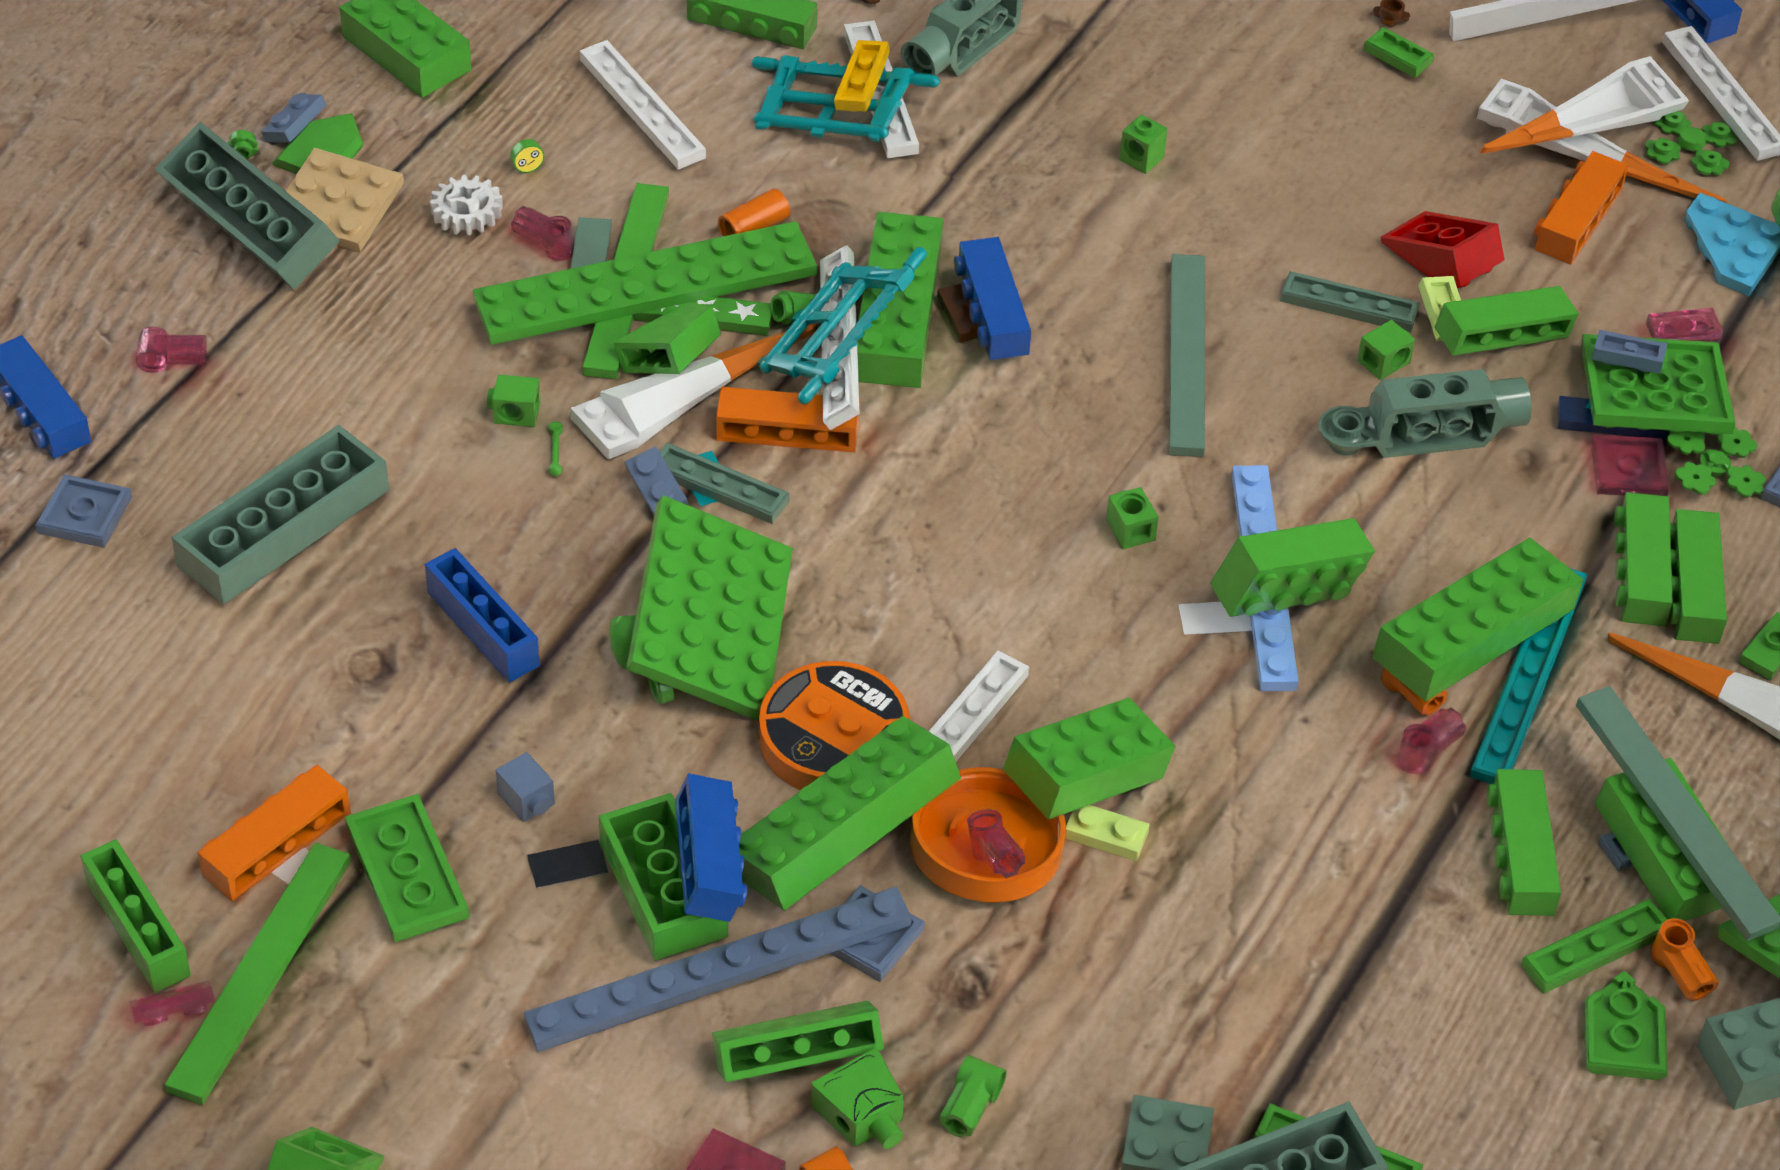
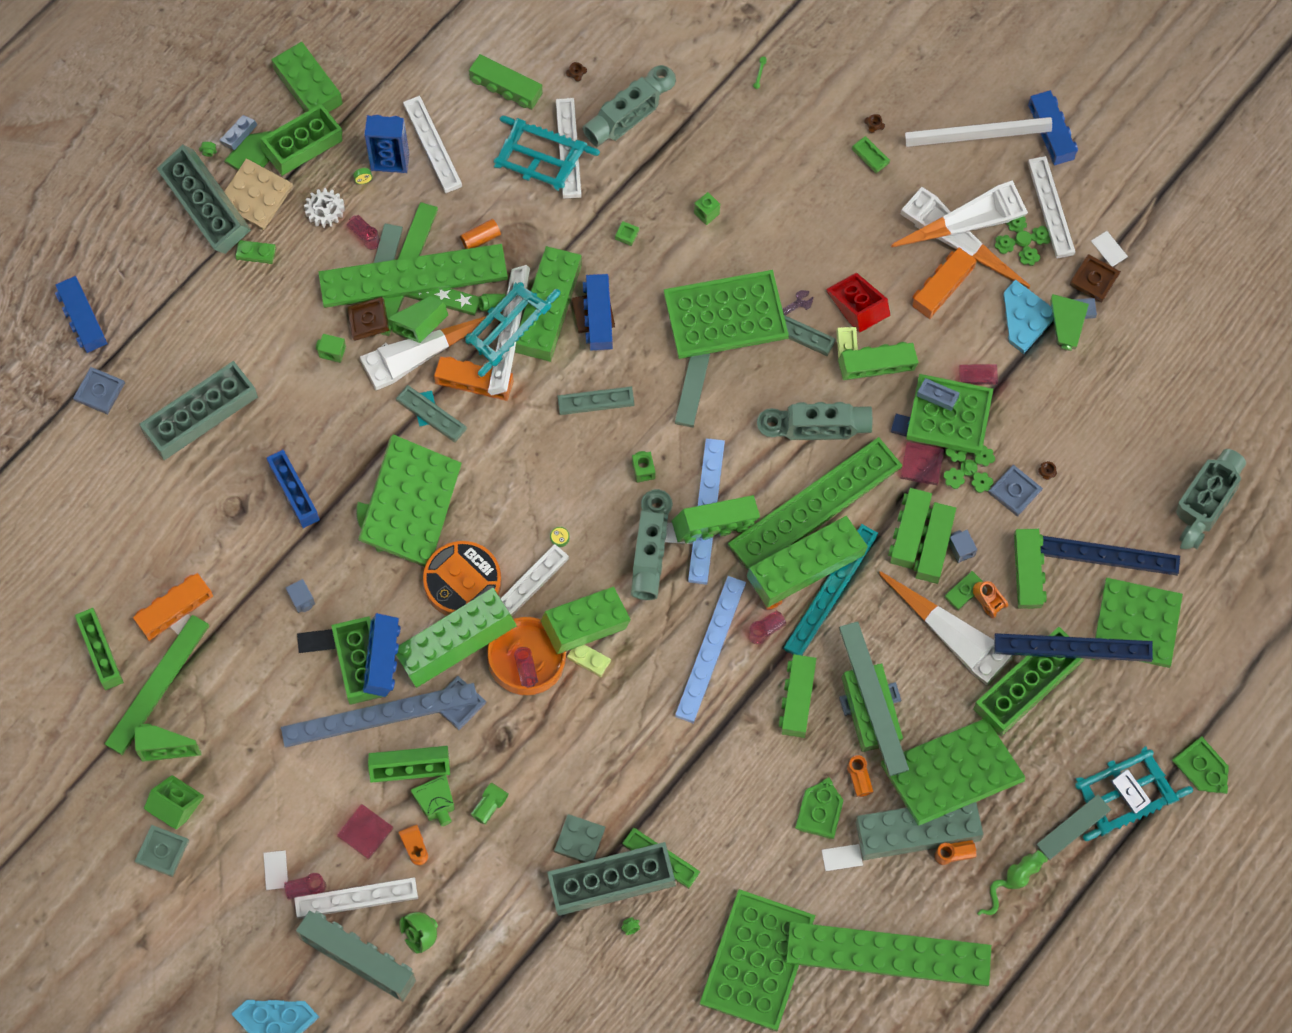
camera: 10 degrees right, 20 degrees up
(159, 348) = (148, 290): clear pink piece -> none
(189, 999) = (112, 698): clear pink plate -> none
(294, 1062) = (160, 744): none -> bright green slope
(350, 281) = (255, 252): none -> bright green plate
(407, 867) = (235, 635): bright green plate -> none
(410, 110) = (301, 139): none -> bright green brick
(555, 430) = (351, 366): bright green hinge -> none
(567, 89) = (387, 143): none -> blue brick
(575, 352) = (368, 318): none -> reddish brown tile
(654, 478) = (397, 412): sand blue plate -> none
(862, 76) = (556, 145): yellow plate -> none
(1004, 640) = (559, 536): none -> tile
(1012, 192) = (627, 233): none -> bright green plate
(1017, 433) = (595, 400): none -> sand green tile
(1179, 633) = (650, 544): none -> sand green brick
(1218, 281) = (725, 314): none -> bright green plate
(1333, 793) = (710, 649): none -> light blue plate
(1340, 259) = (799, 303): none -> bar
(1386, 349) = (808, 370): bright green brick -> none
(1462, 538) = (816, 504): none -> bright green plate
(1594, 946) = (819, 759): bright green tile -> none
(1692, 1109) = (842, 857): none -> white sticker
(1748, 575) = (962, 545): none -> sand blue brick

